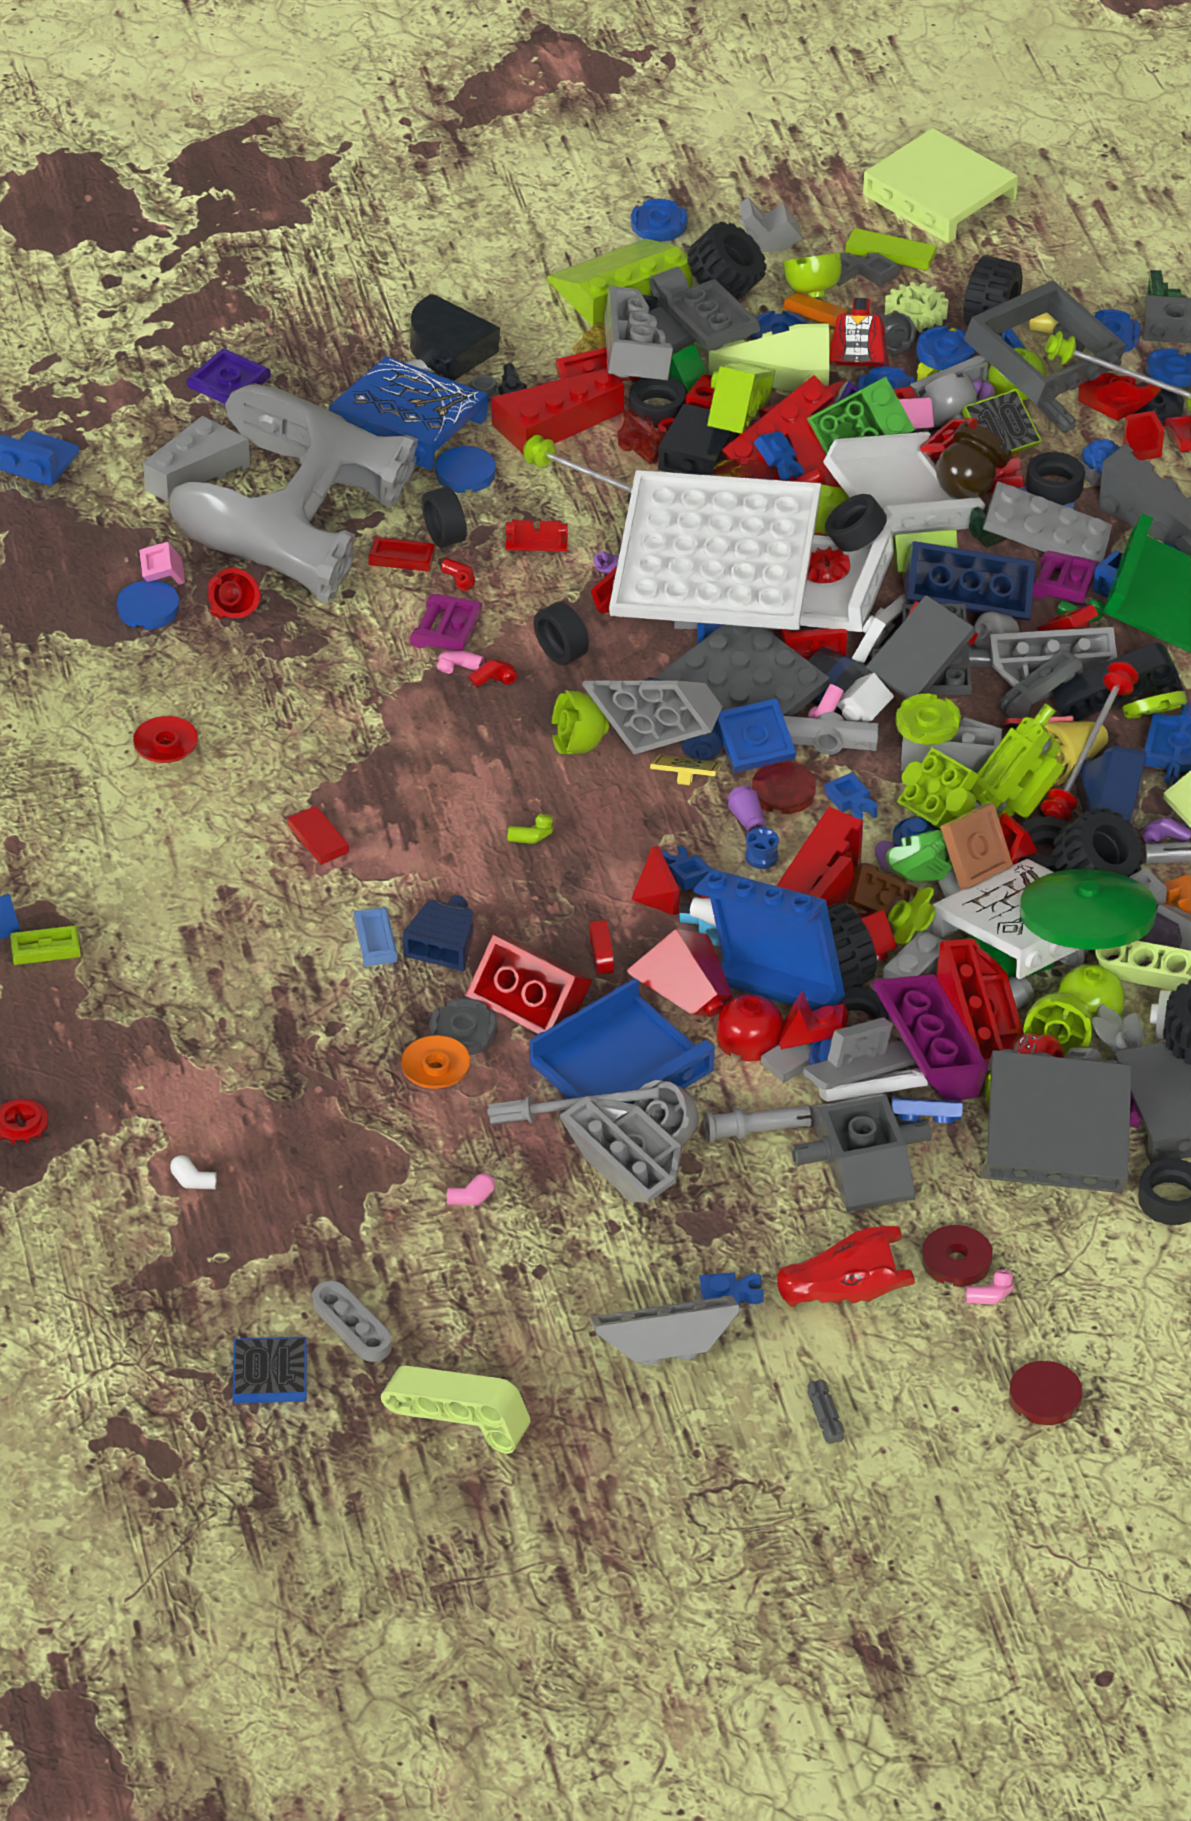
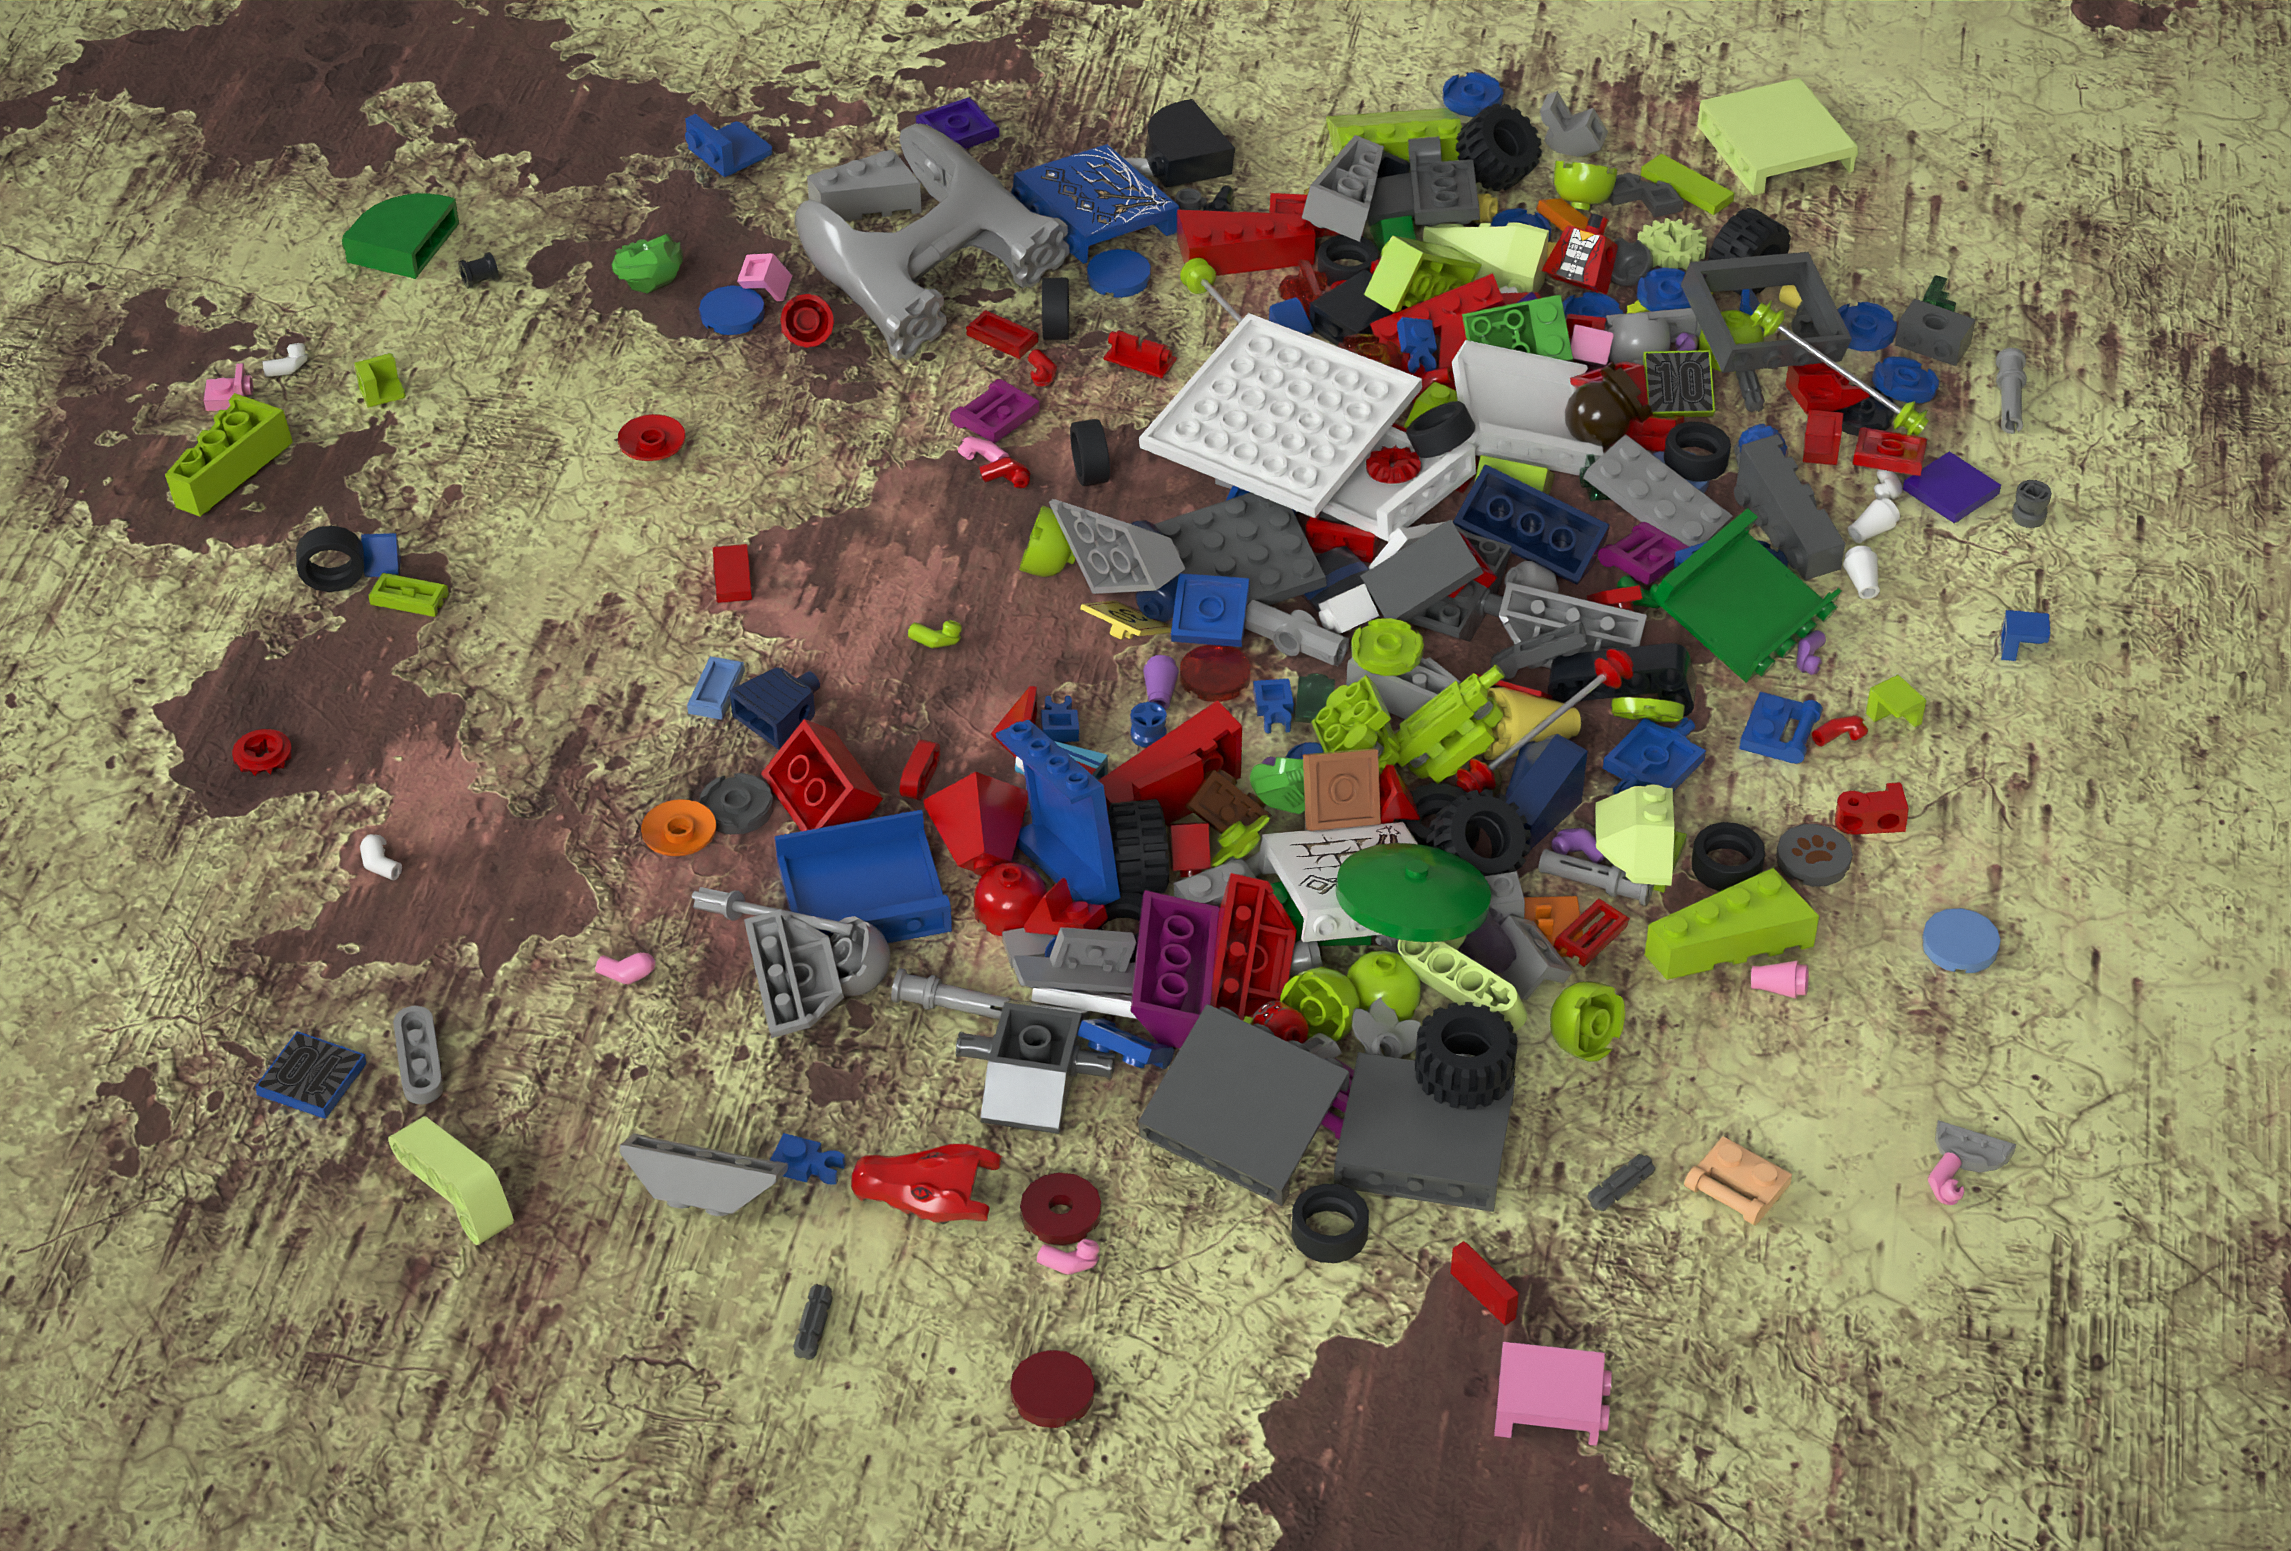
camera: 25 degrees right, 0 degrees up
(62, 583) = (648, 264): none -> bright green helmet
(640, 460) = (1291, 315): none -> blue slope
(828, 702) = (1309, 599): bright pink arm -> none
(882, 781) = (1312, 696): none -> clear green bracket

